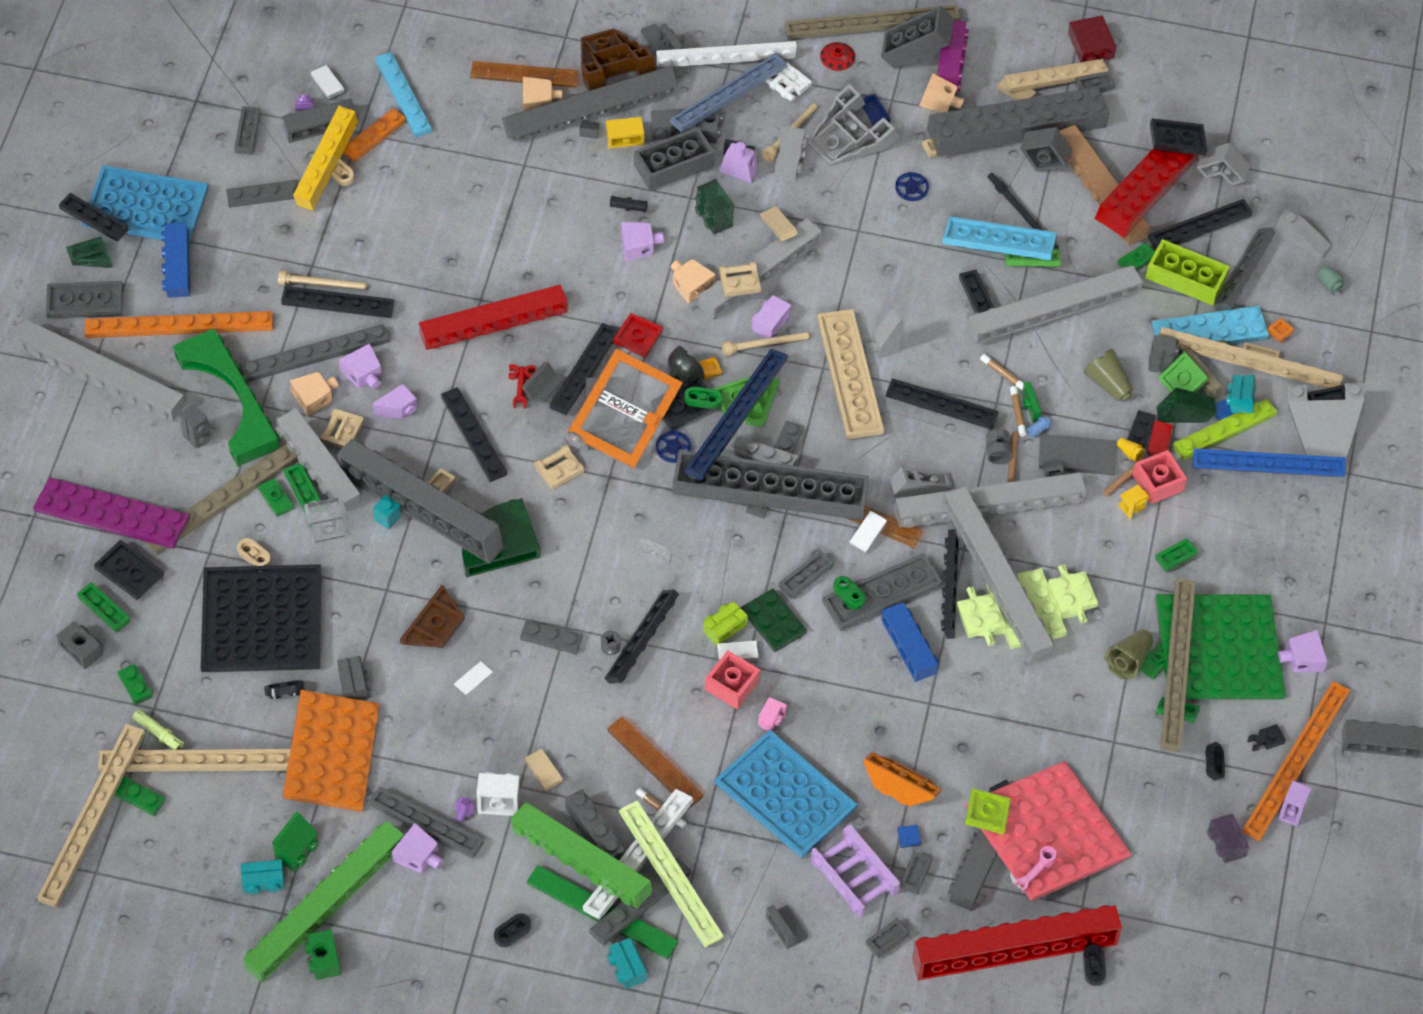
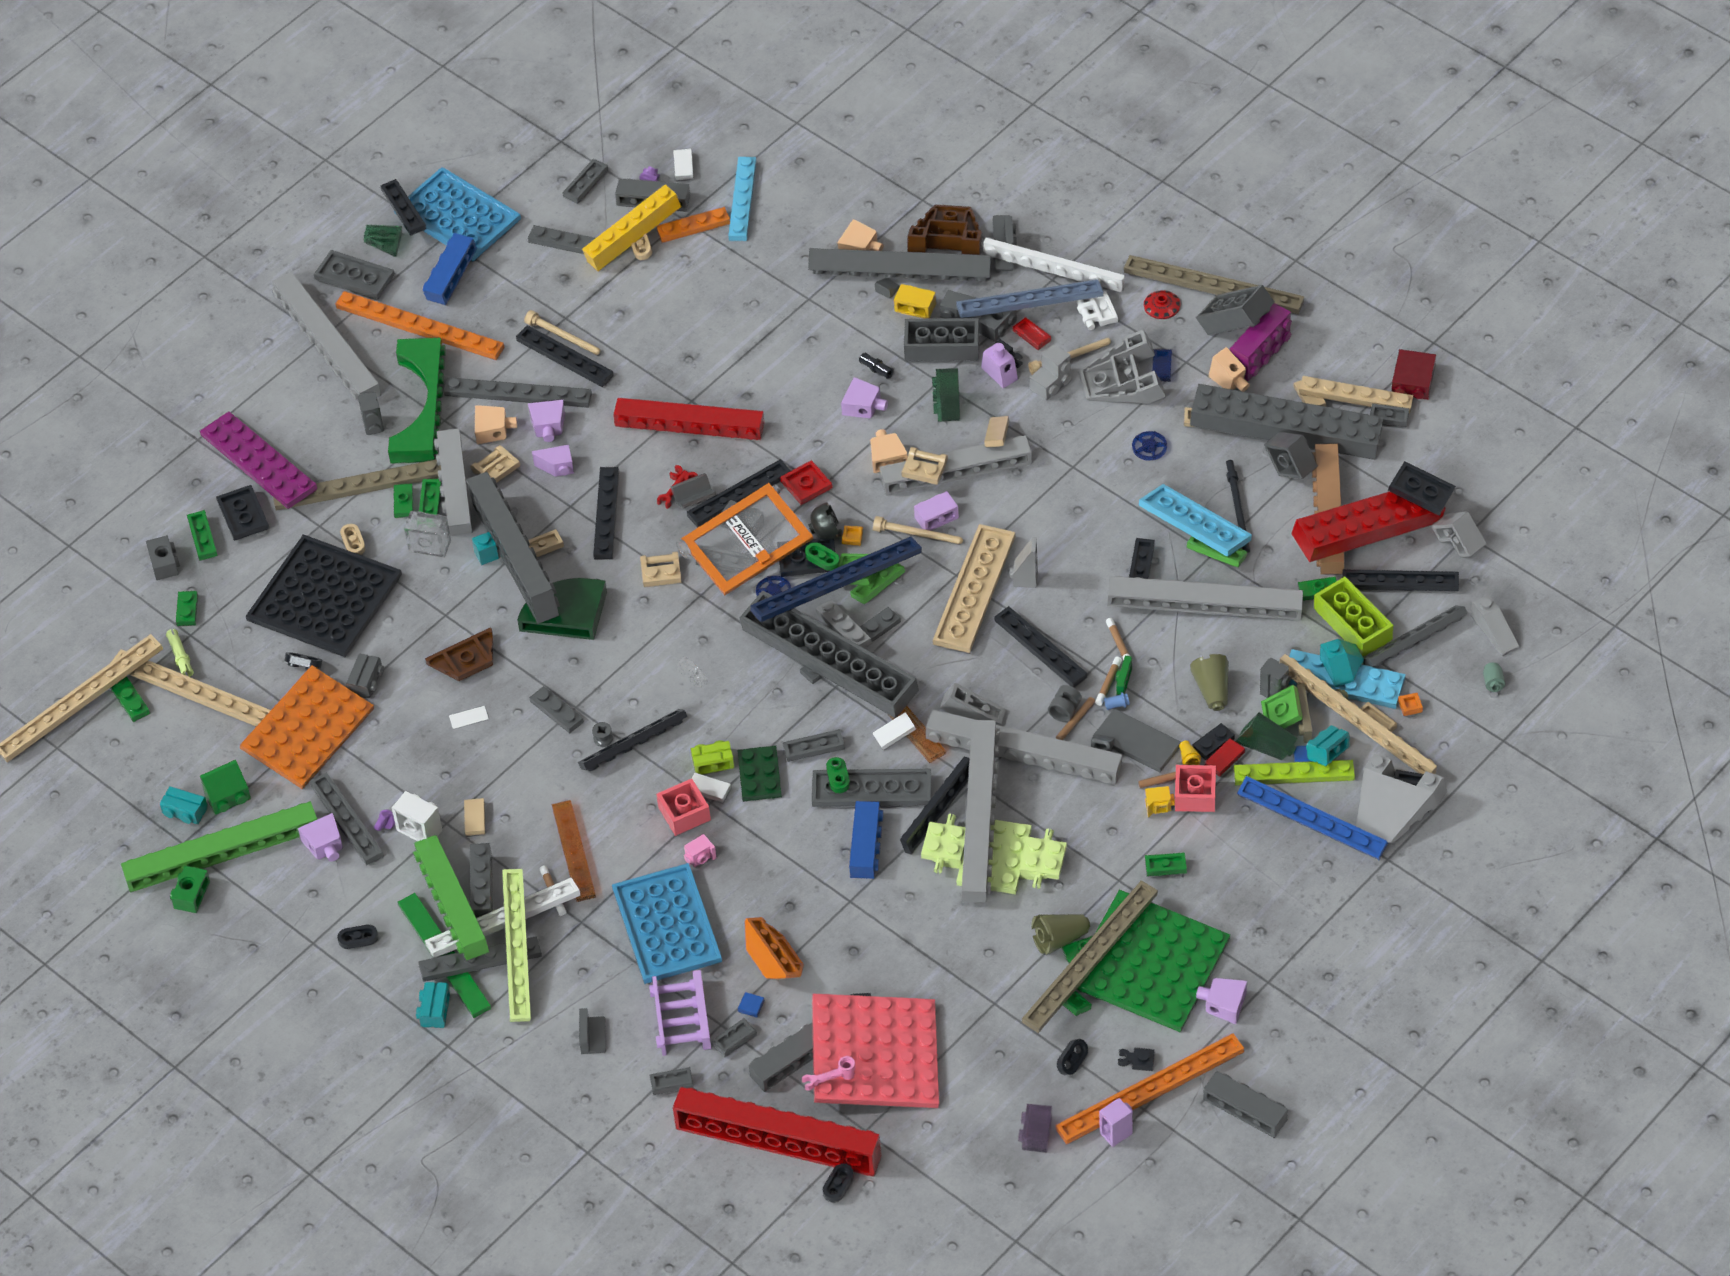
camera: 35 degrees right, 5 degrees down
(515, 73) = (848, 212): clear orange tile -> none
(744, 123) = (1031, 333): none -> red tile
(987, 811) = (823, 1007): lime tile -> none
(1204, 316) = (1341, 661): none -> teal slope

